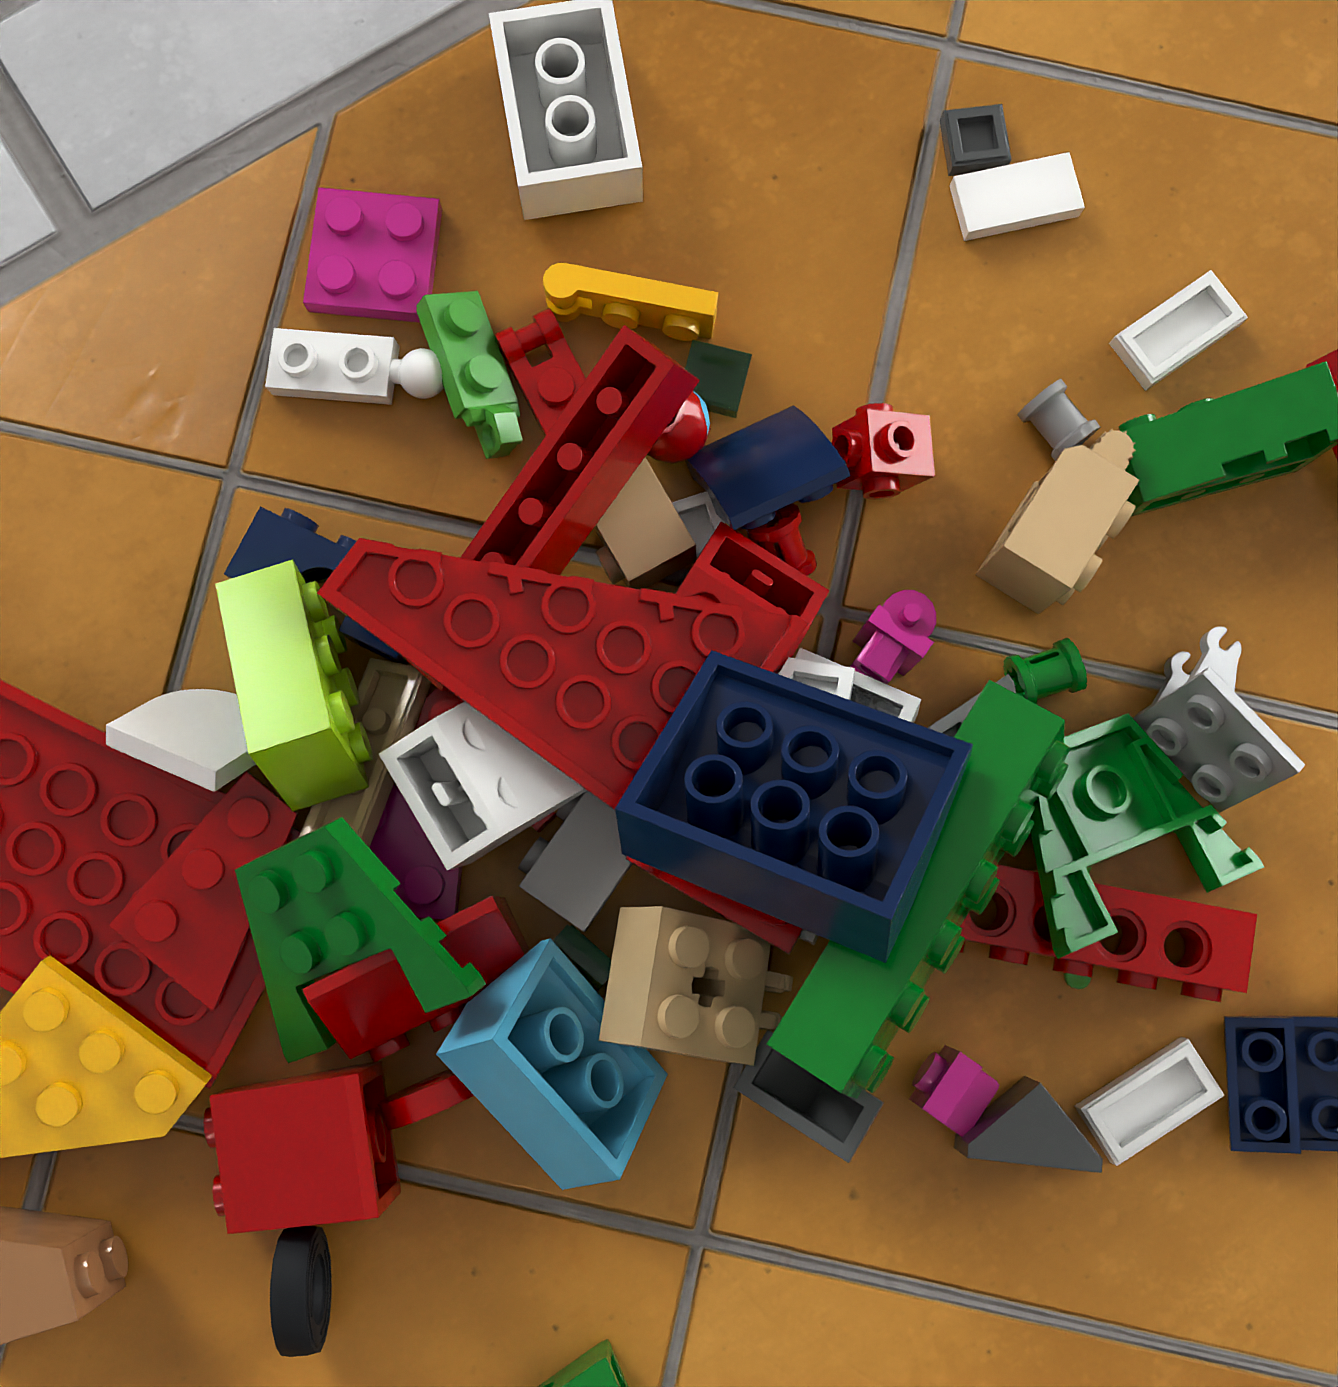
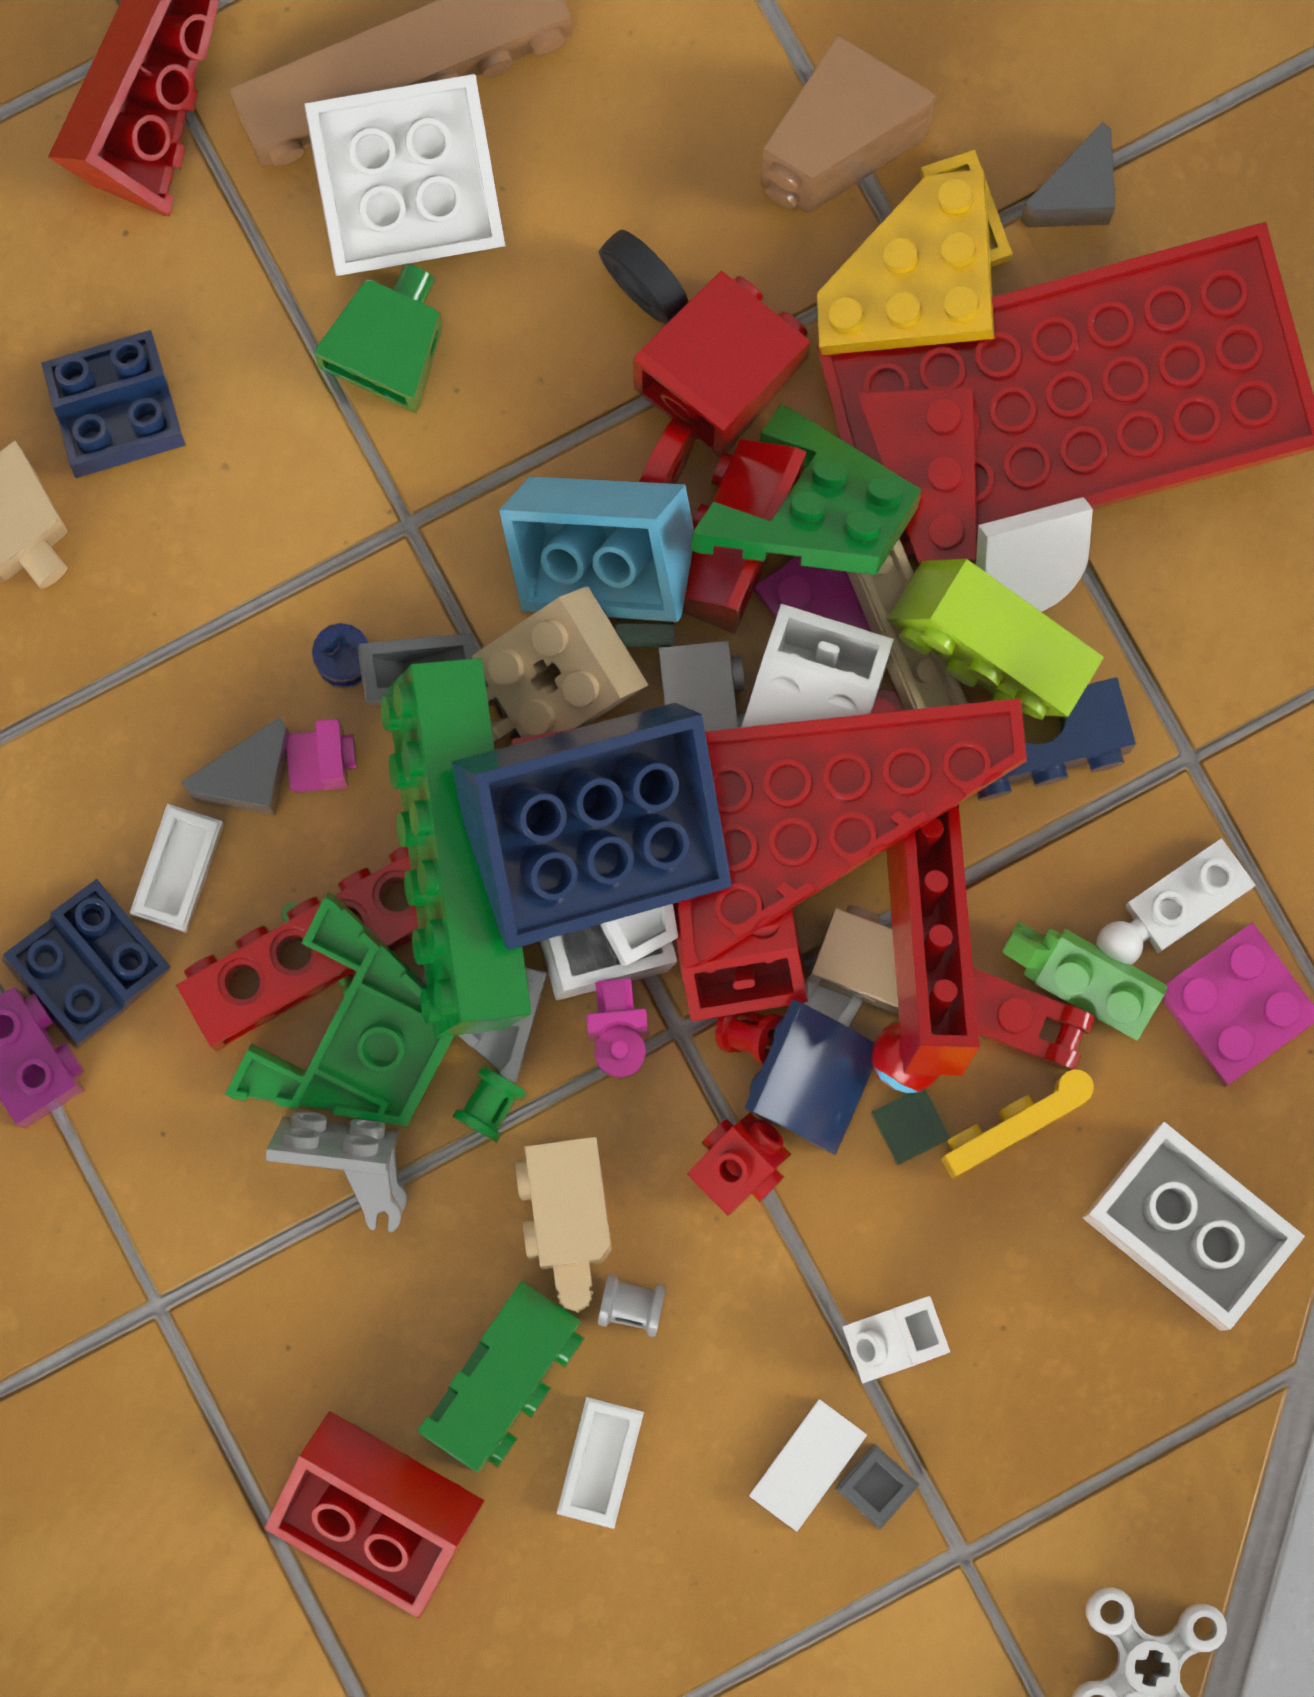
camera: 145 degrees right, 0 degrees up
(874, 216) = (884, 1342): none -> white brick
(878, 1178) = (342, 667): none -> clear blue wheel

